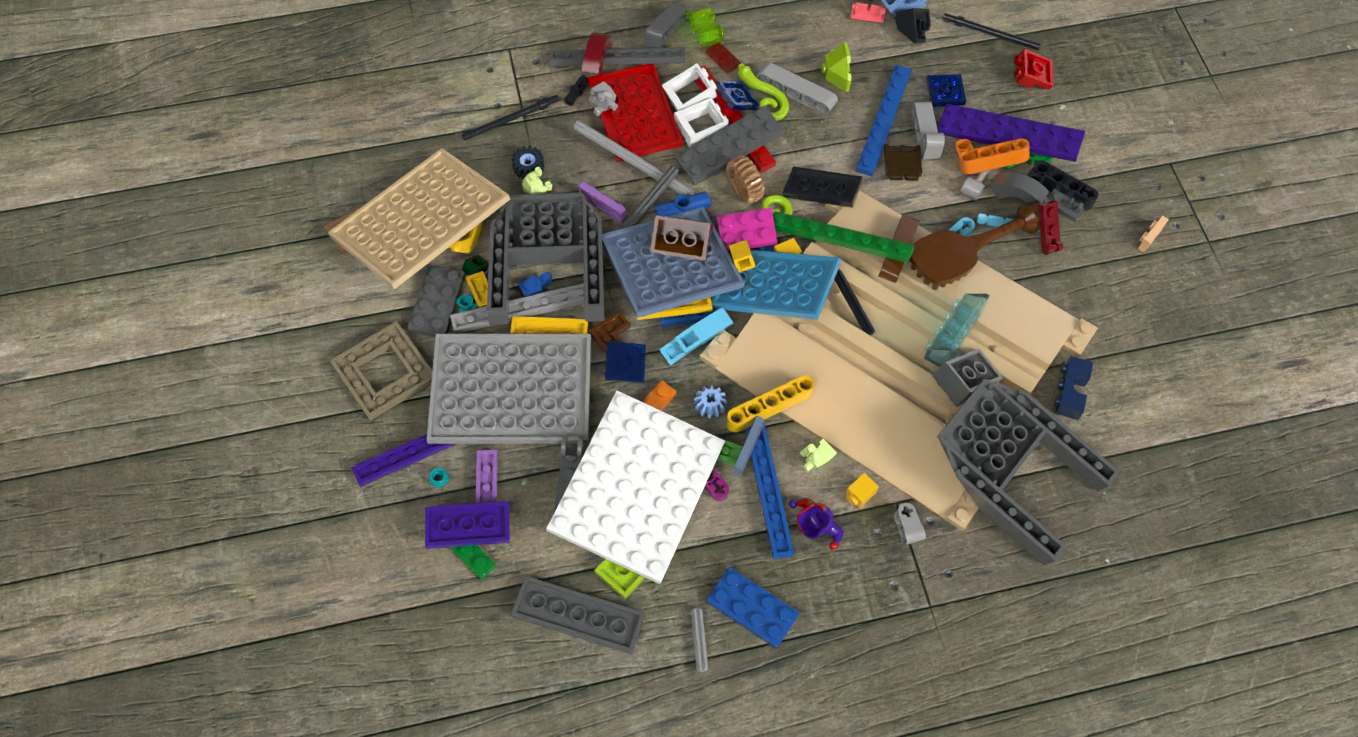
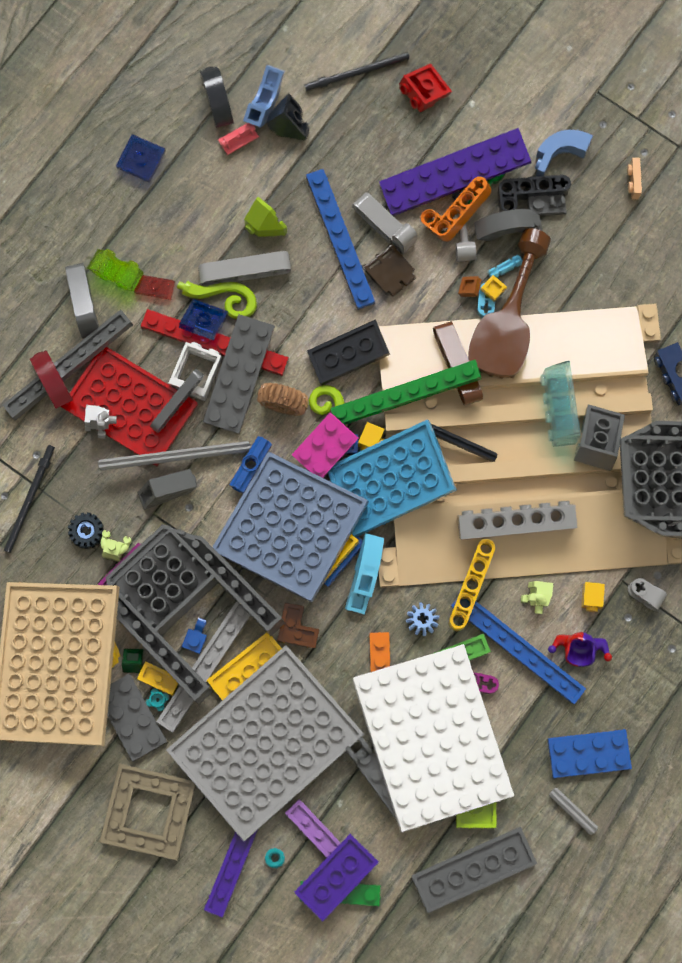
camera: 40 degrees left, 15 degrees up
(576, 90) = (60, 426): black axle -> none
(603, 202) = (182, 515): medium lavender plate -> none
(609, 176) = (166, 488): none -> dark grey slope
(625, 362) = (331, 643): clear blue plate -> none
(650, 198) = (220, 482): dark grey axle -> none
(668, 124) = (177, 400): none -> dark grey beam
(681, 237) = (283, 500): slope -> none
(686, 78) = (153, 366): white window -> none
(742, 256) = (343, 475): yellow brick -> none
(748, 446) = (485, 634): sand blue tile -> none
(887, 416) = (566, 521): none -> light grey brick
(946, 90) = (368, 167): clear blue plate -> none
(955, 212) = (470, 286): none -> dark orange plate
(972, 224) = (493, 288): none -> yellow tile
(1049, 227) = (556, 243): dark red plate -> none
(1111, 171) = (565, 141): none -> medium blue arch

